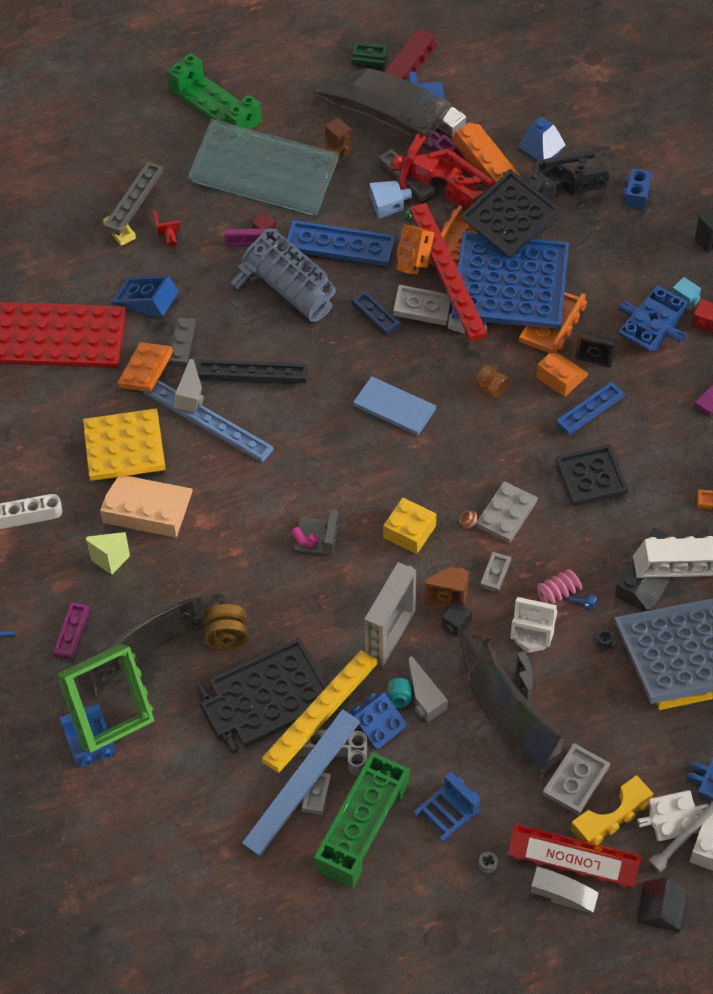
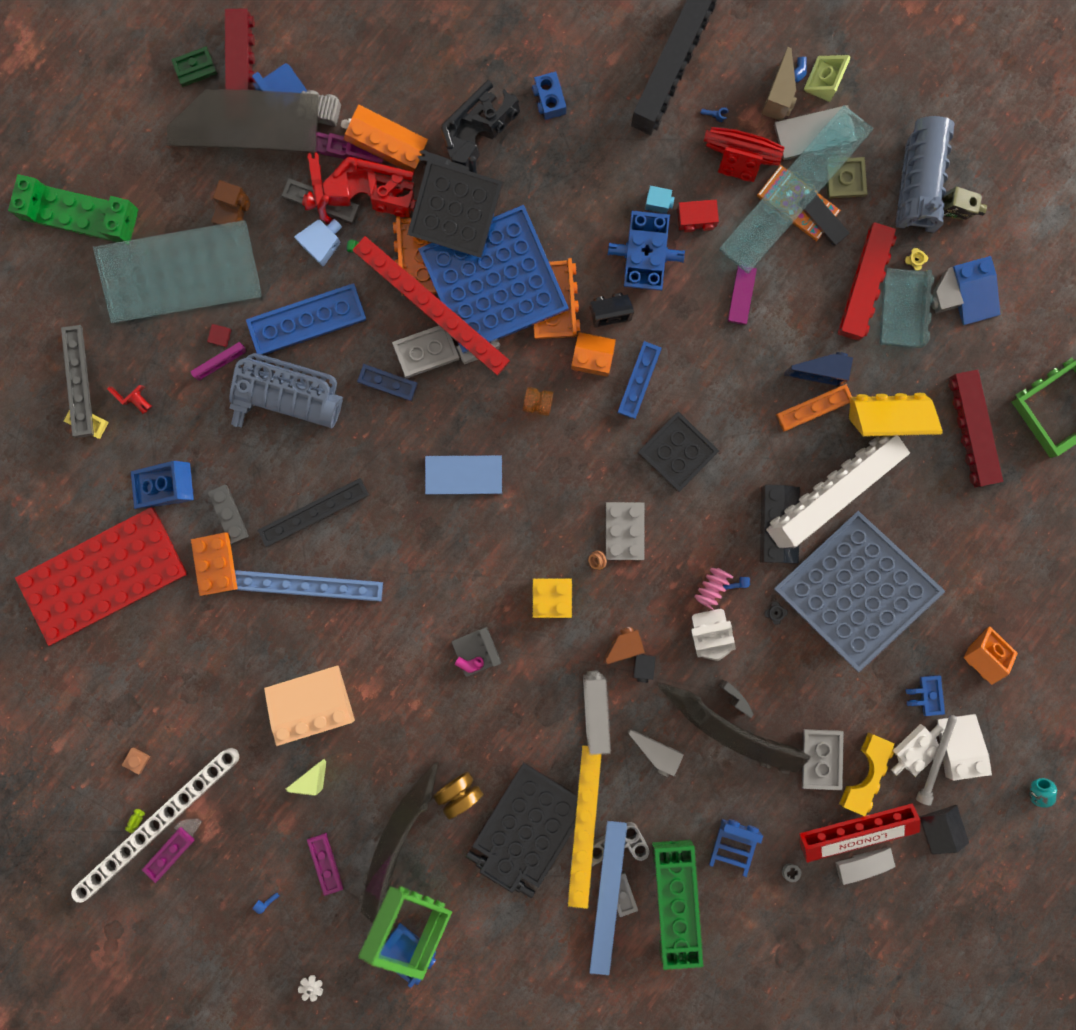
camera: 30 degrees left, 30 degrees up
(123, 444) = (248, 656): yellow plate -> none
(188, 393) = (273, 572): light grey slope -> none
(378, 719) = (631, 800): blue bracket -> none
(399, 692) = (636, 765): teal head -> none
(414, 249) = (384, 295): orange piece -> none
(495, 572) = (650, 600): light grey plate -> none
(541, 140) = (427, 87): blue slope -> none

